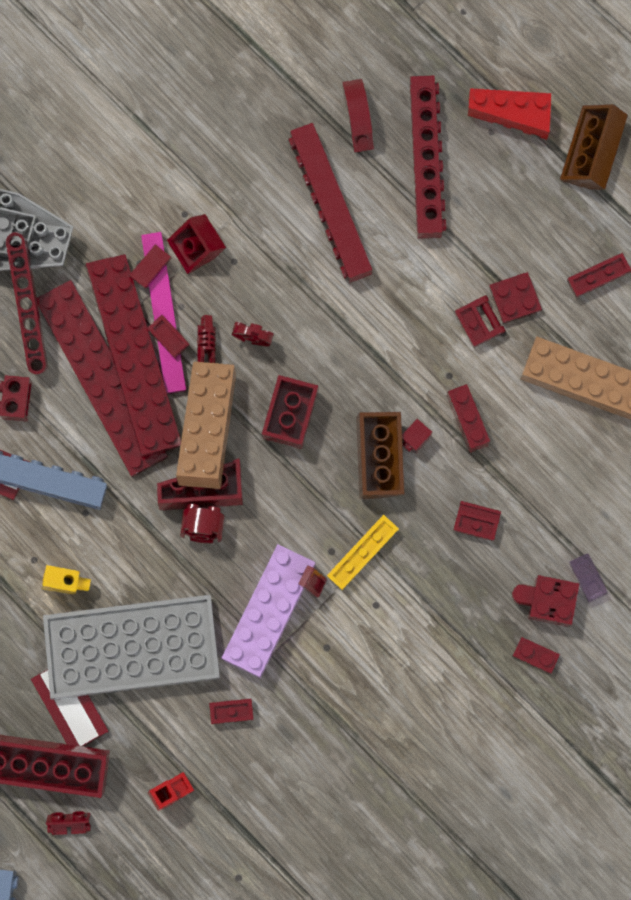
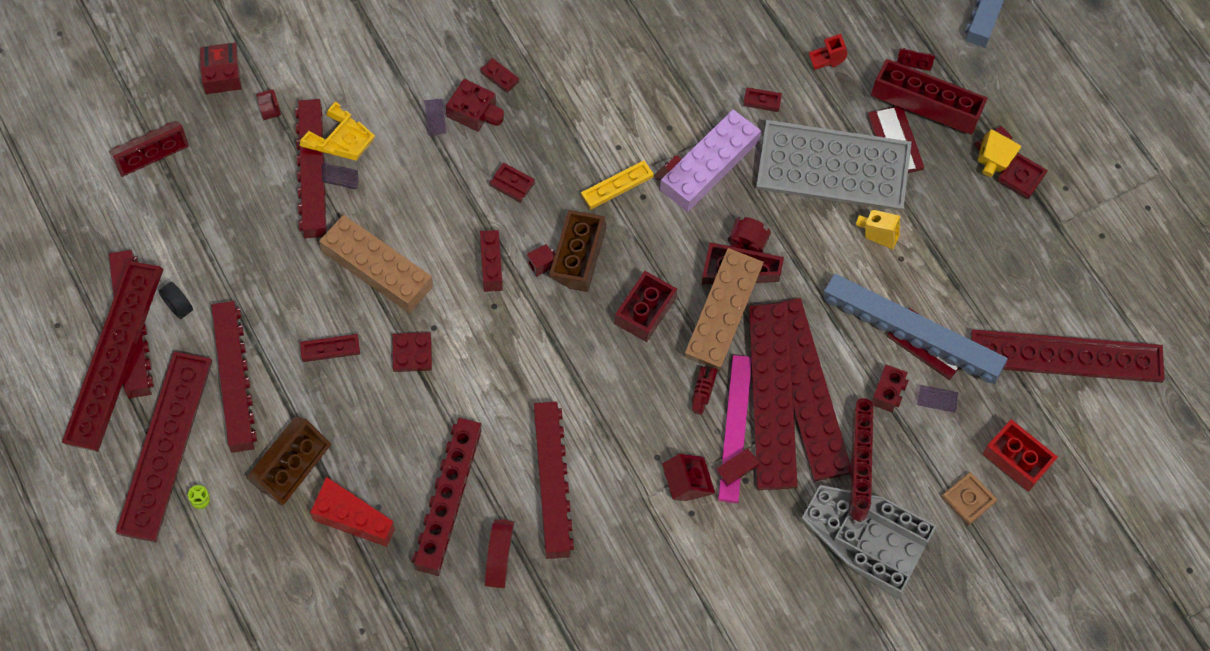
camera: 170 degrees left, 15 degrees down
(168, 336) = (737, 402): dark red tile -> none
(253, 333) = (662, 378): dark red plate -> none
(474, 325) = (457, 337): dark red plate -> none

